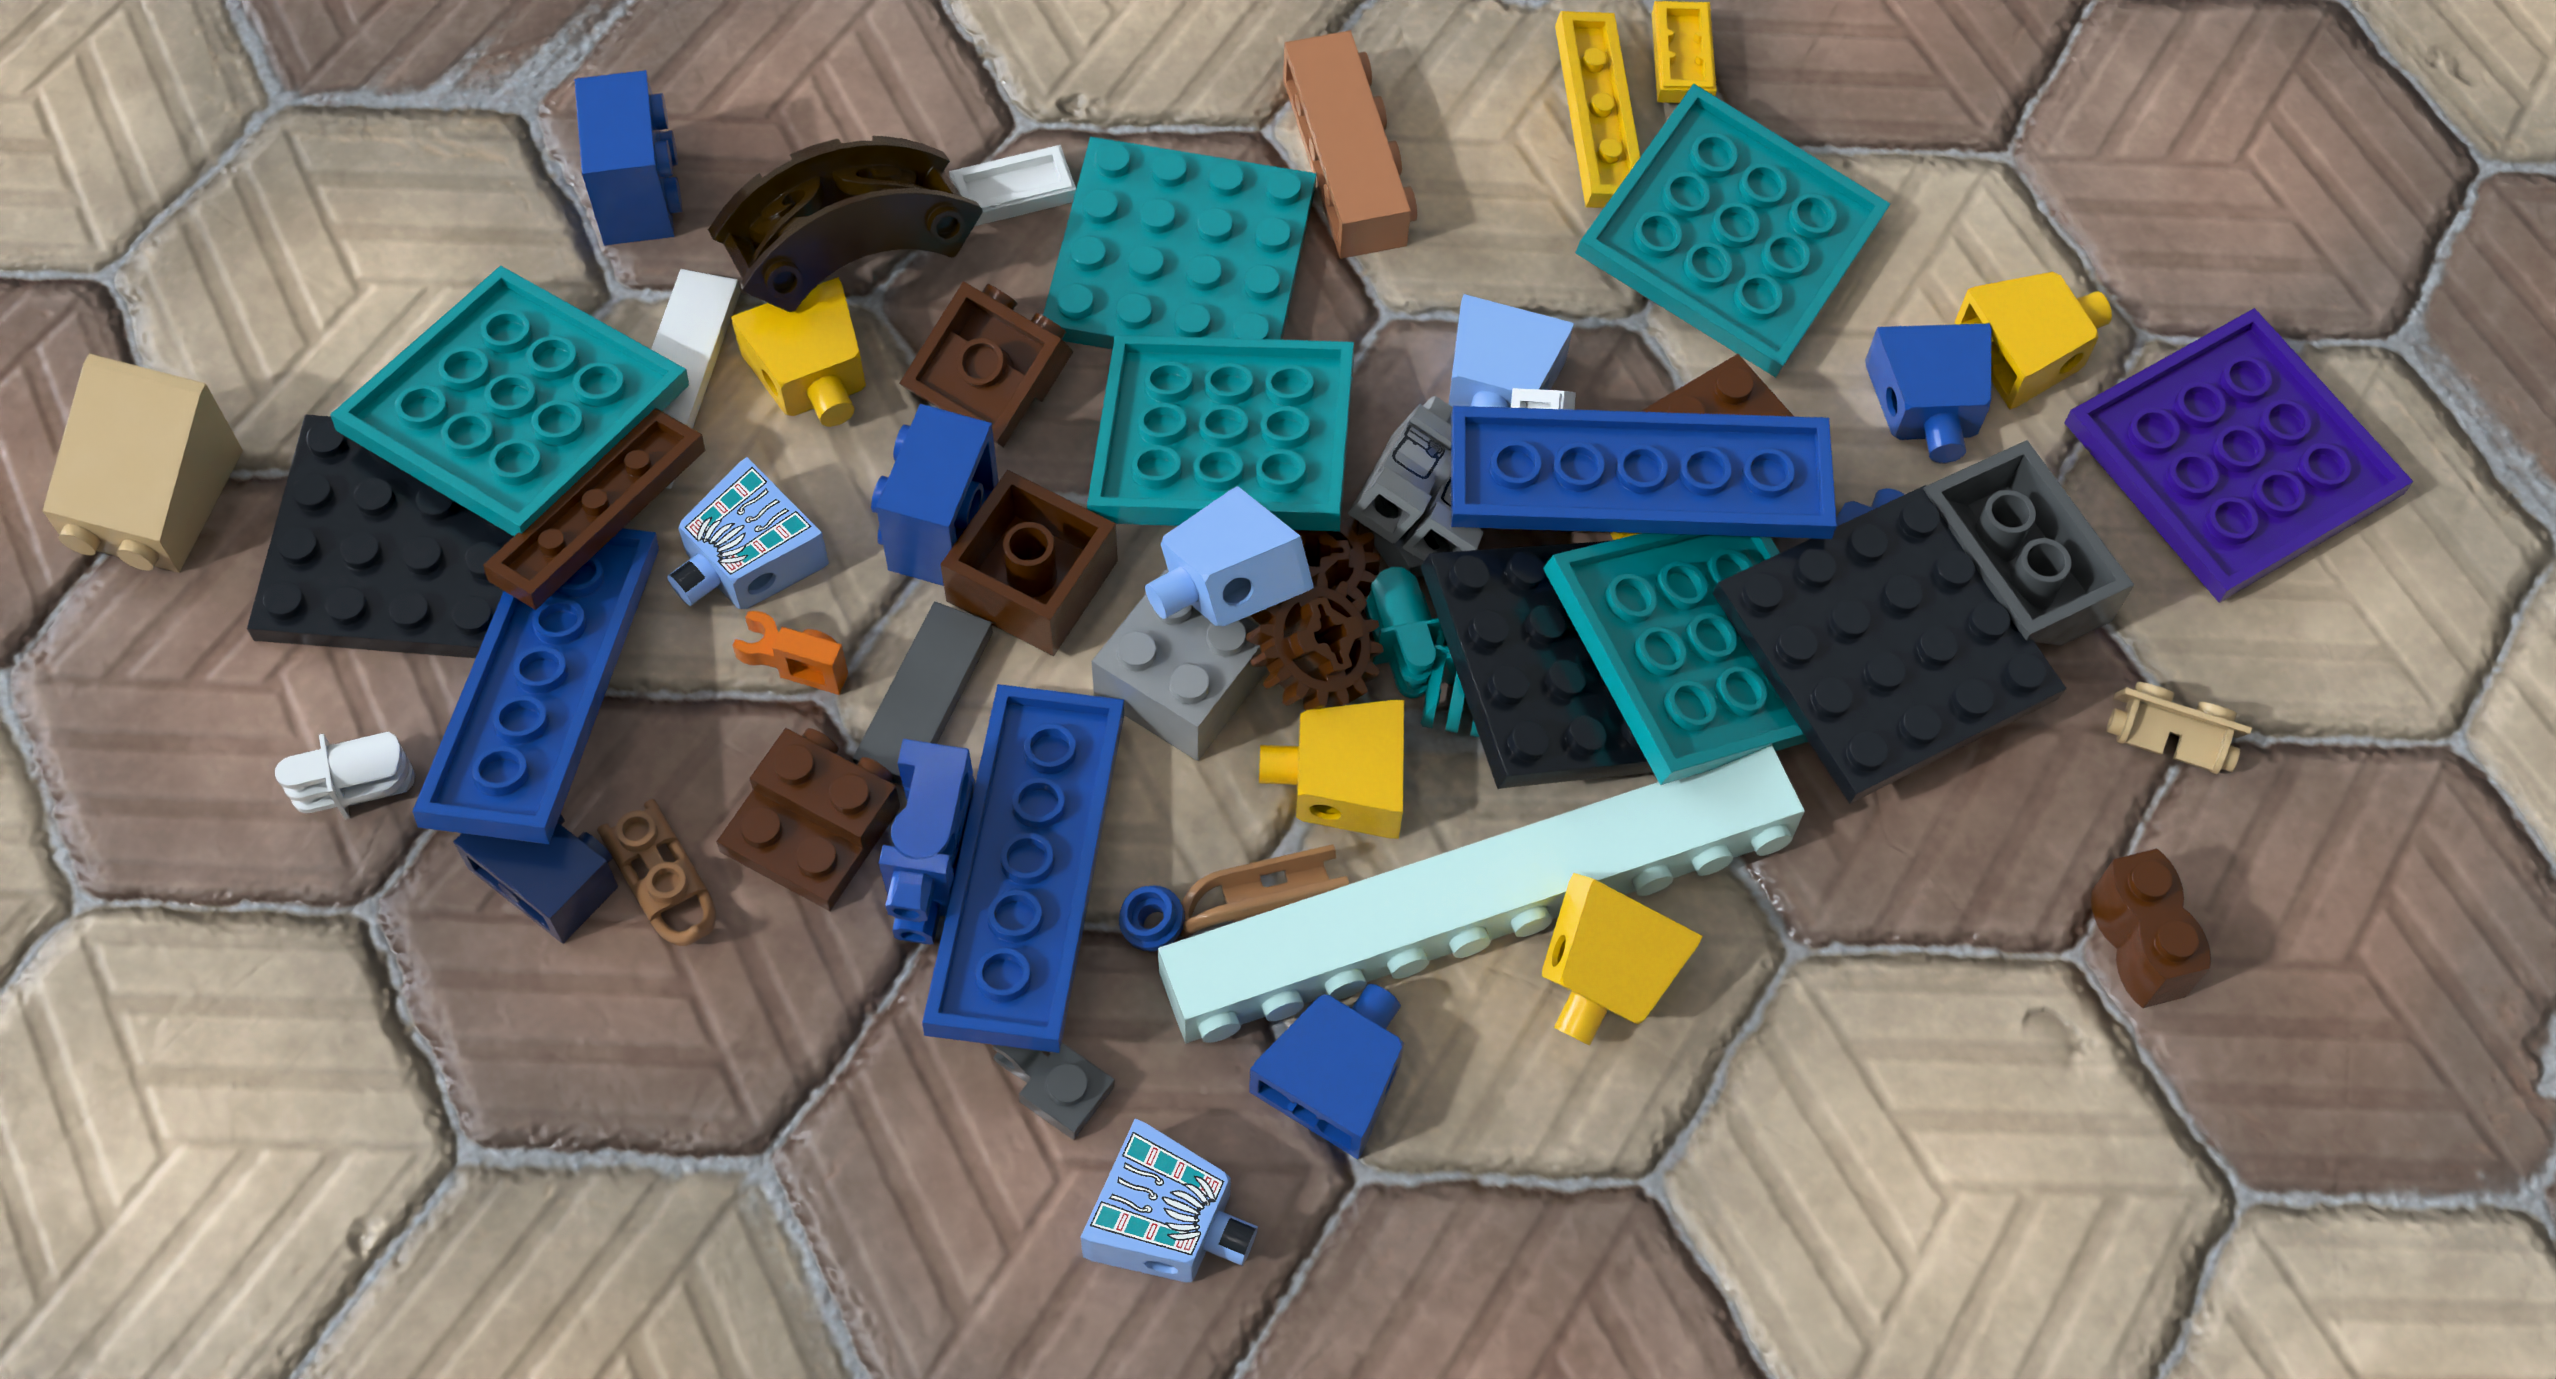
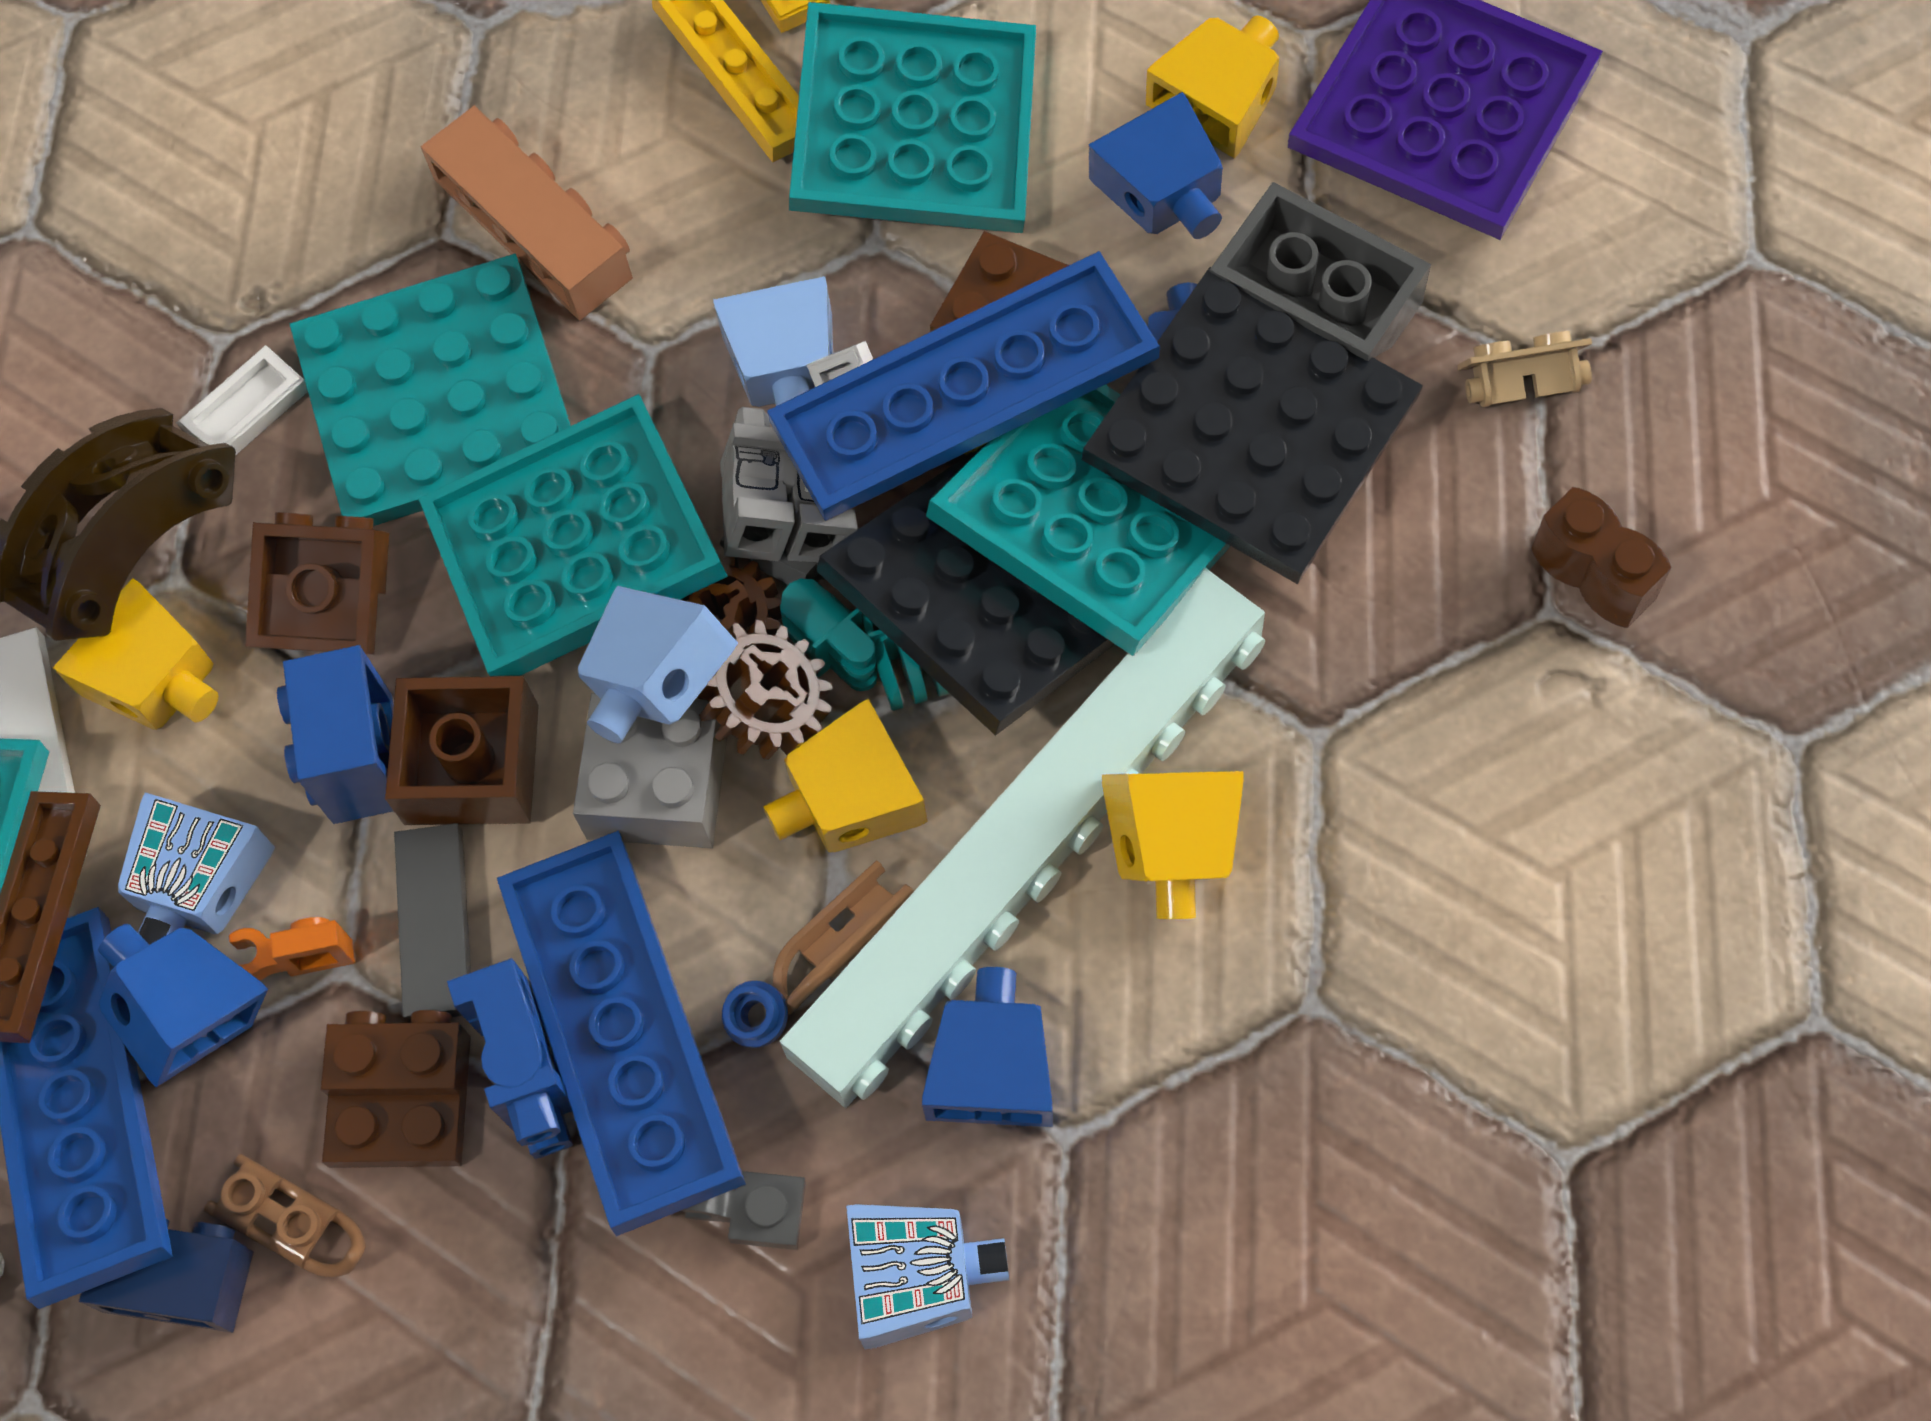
camera: 20 degrees left, 5 degrees up
(673, 638) = (174, 998): none -> blue torso

